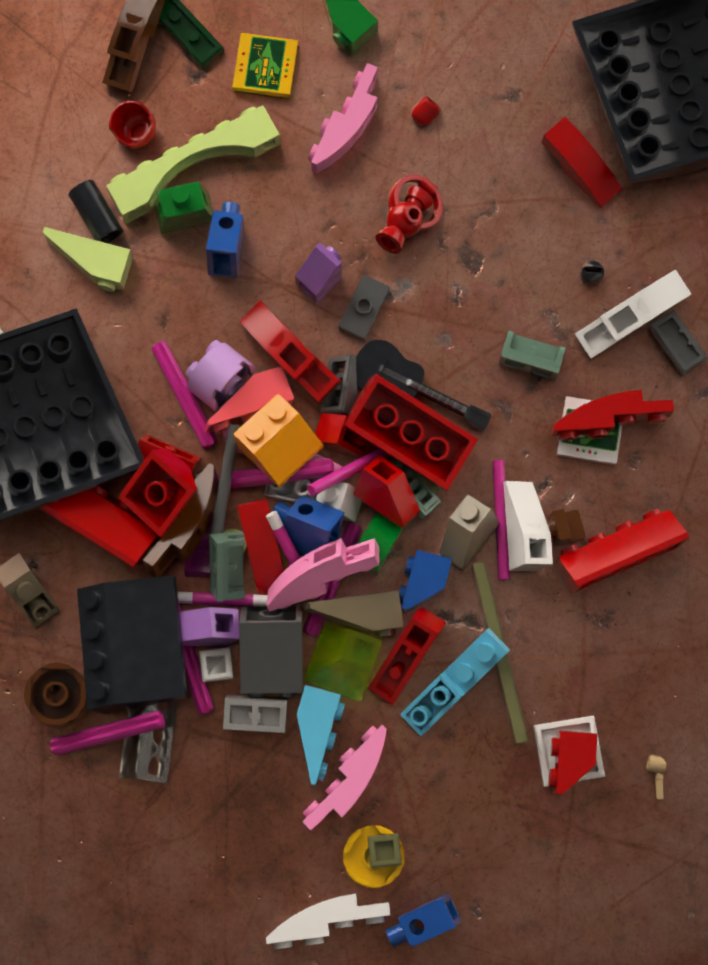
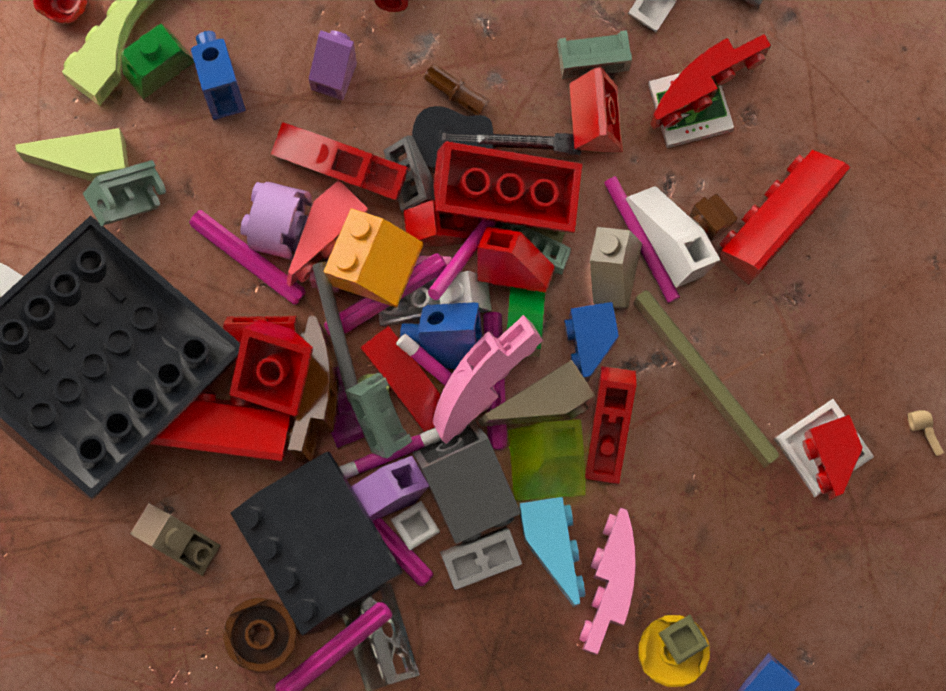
camera: 25 degrees left, 0 degrees up
(95, 212) = (62, 105): black pin -> none
(111, 302) = (124, 193): none -> sand green hinge
(364, 307) = (395, 82): dark grey plate -> none
(409, 336) = (456, 90): none -> reddish brown axle
(455, 682) = (674, 429): medium azure slope -> none
(511, 403) = (596, 113): none -> red slope

